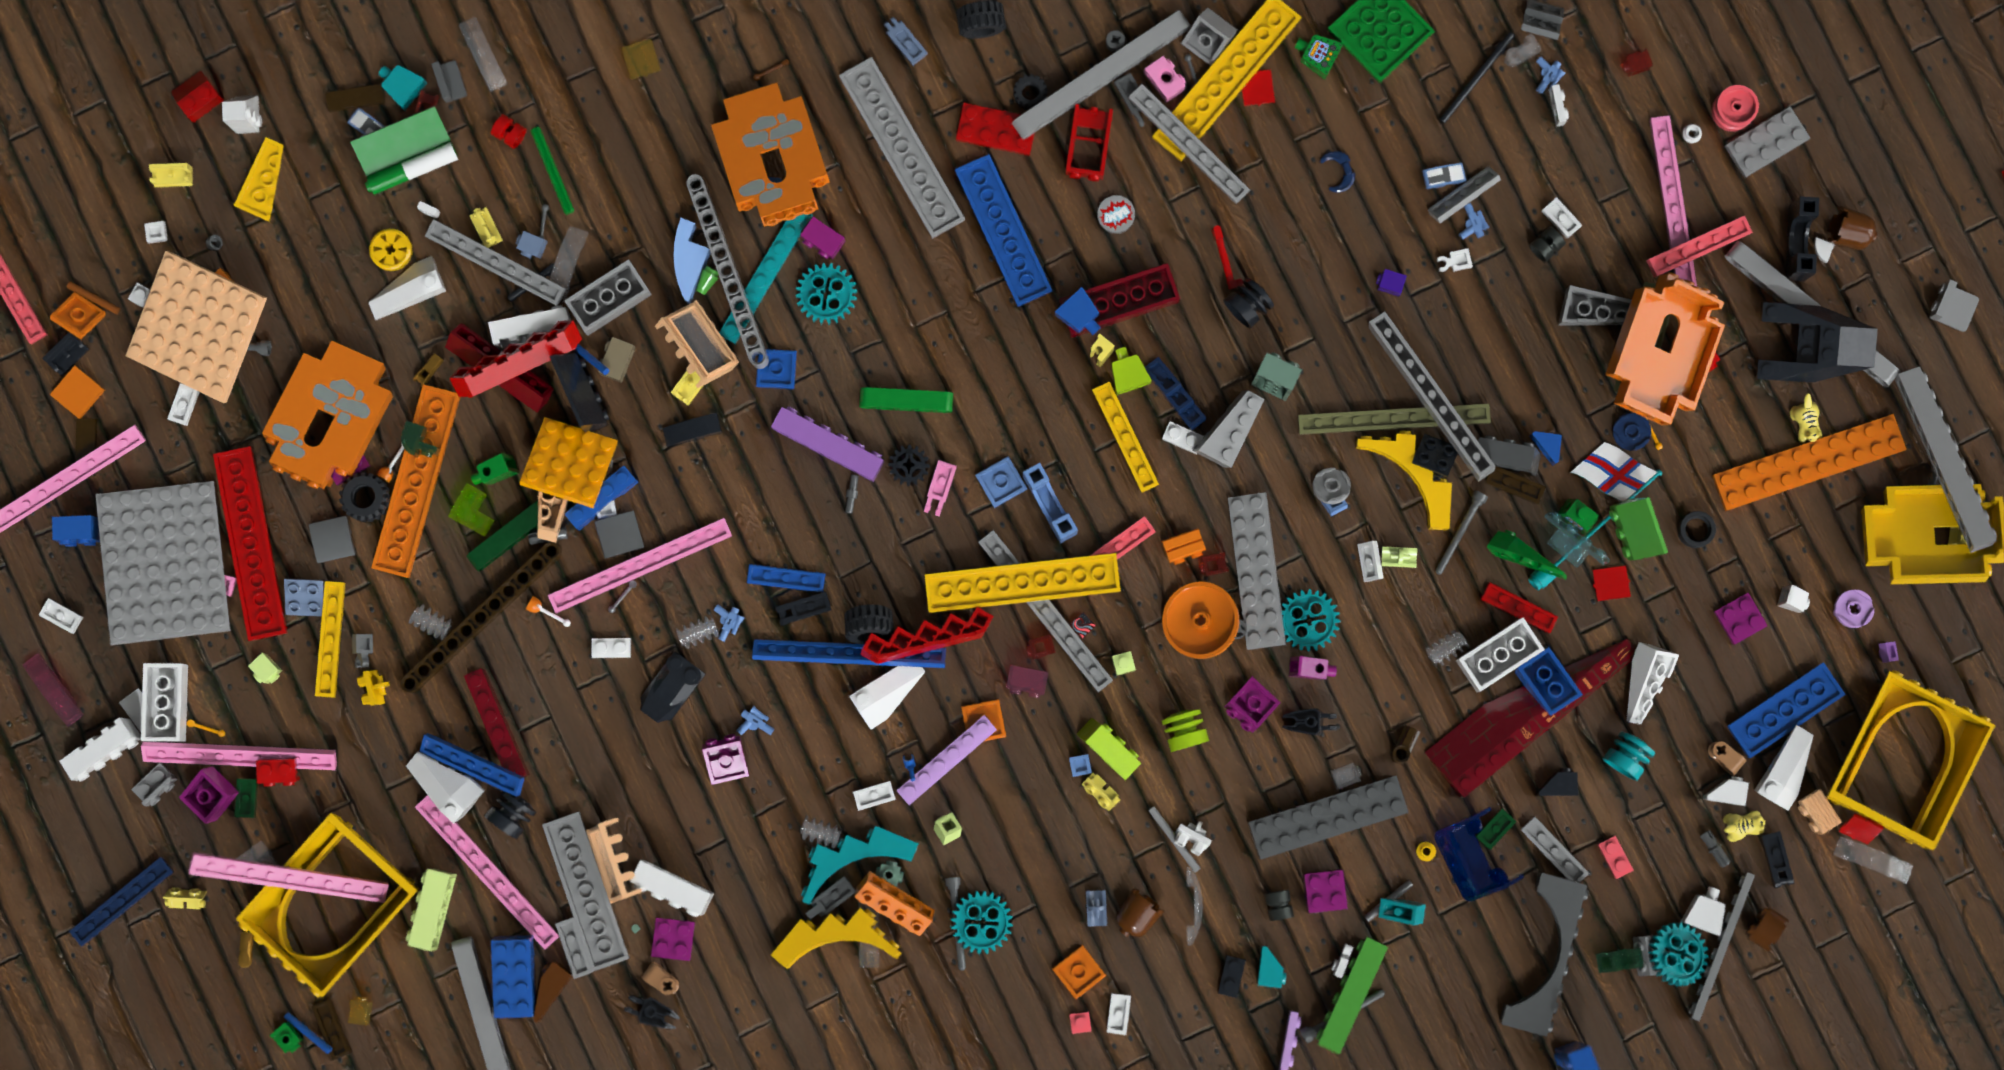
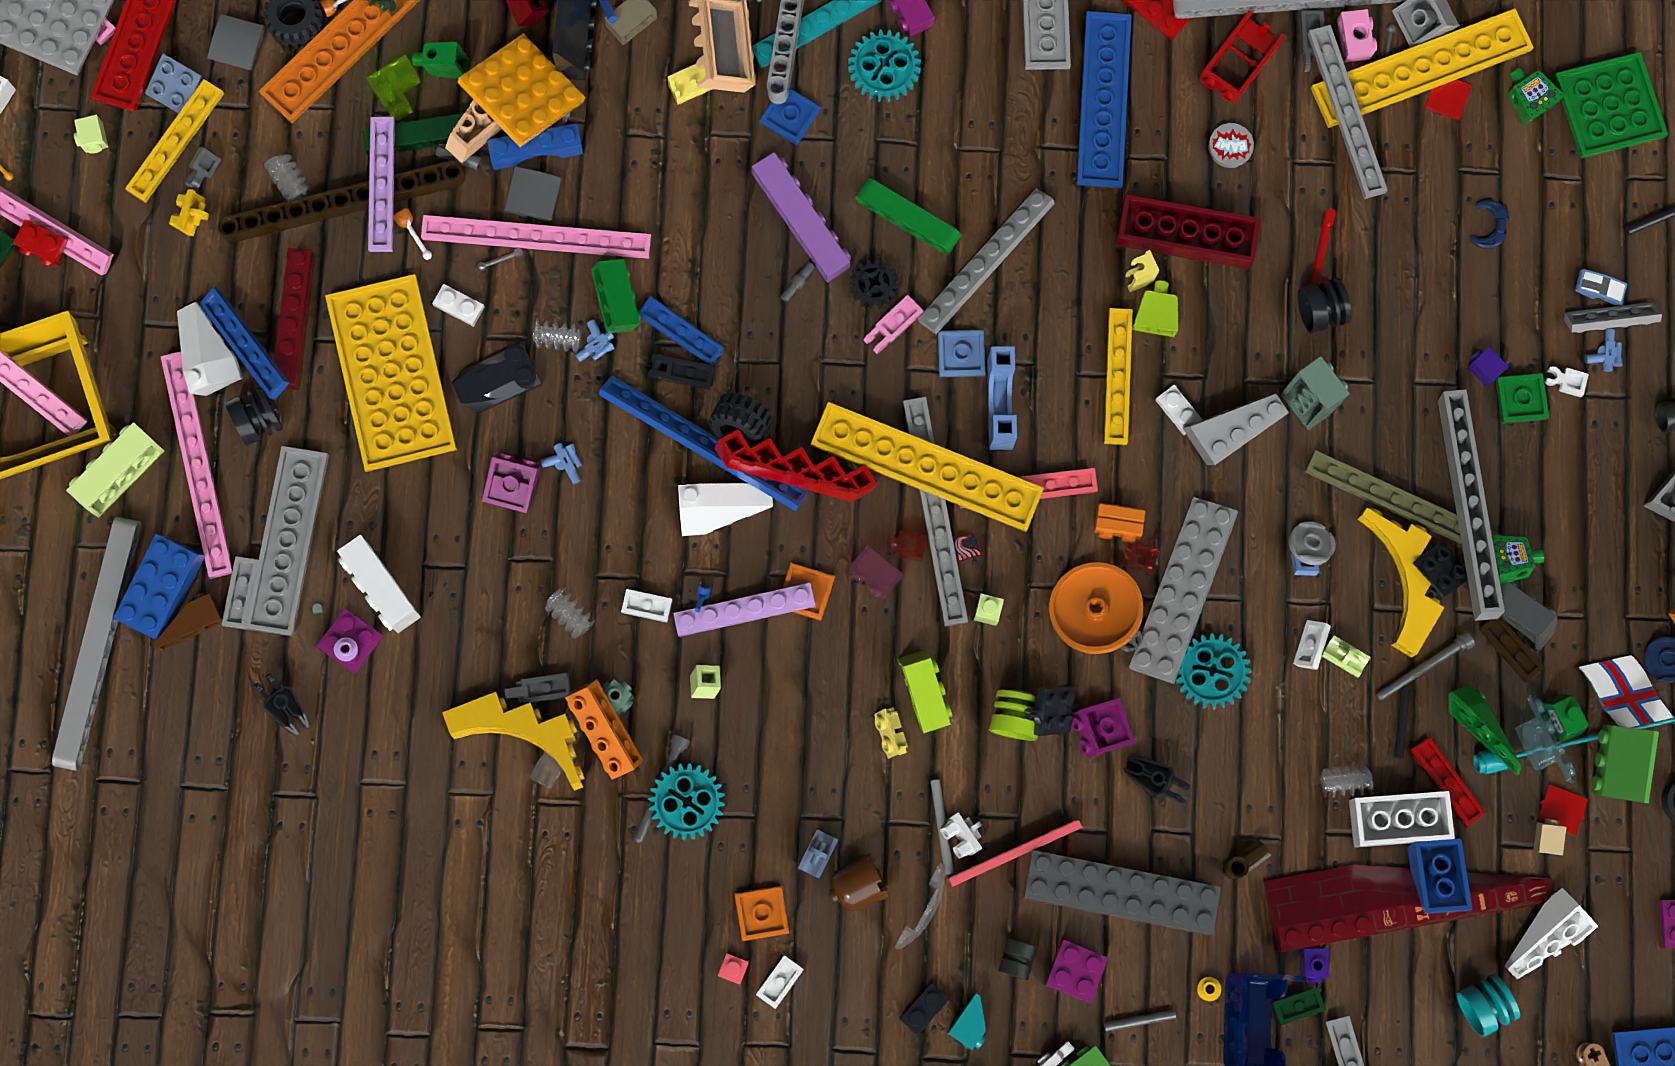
camera: 20 degrees right, 5 degrees down
(505, 590) = (381, 184): none -> lavender plate
(590, 726) = (390, 372): none -> yellow plate
(608, 511) = (535, 163): white tile -> none
(608, 862) = (328, 519): light nougat window -> none
(657, 977) = (311, 672): medium nougat piece -> none
(670, 952) = (349, 655): none -> lavender plate
(692, 430) = (669, 128): black slope -> none
(724, 579) = (615, 296): none -> green brick
(851, 849) = (590, 649): teal arch -> none
(982, 402) = (986, 261): none -> light grey plate
(1079, 313) = (1139, 217): blue torso -> none
(1080, 765) = (883, 692): medium blue plate -> none
(1175, 393) = (1195, 360): dark blue slope -> none
(1210, 713) = (1053, 710): none -> black plate
(1236, 830) = (1014, 853): none -> coral tile
(1305, 668) = (1188, 722): magenta torso -> none
(1346, 775) = (1165, 858): clear brick -> none
(1402, 911) = (1149, 1039): teal slope -> none
(1429, 292) = (1522, 398): none -> green plate
(1464, 582) = (1402, 723): none -> black bar
(1482, 419) = (1515, 557): none -> green torso
(1491, 793) = (1314, 964): none -> dark purple brick
(1548, 444) = (1569, 624): blue slope -> none
(1560, 784) = (1395, 996): black slope -> none
(1612, 609) = (1550, 837): none -> tan brick

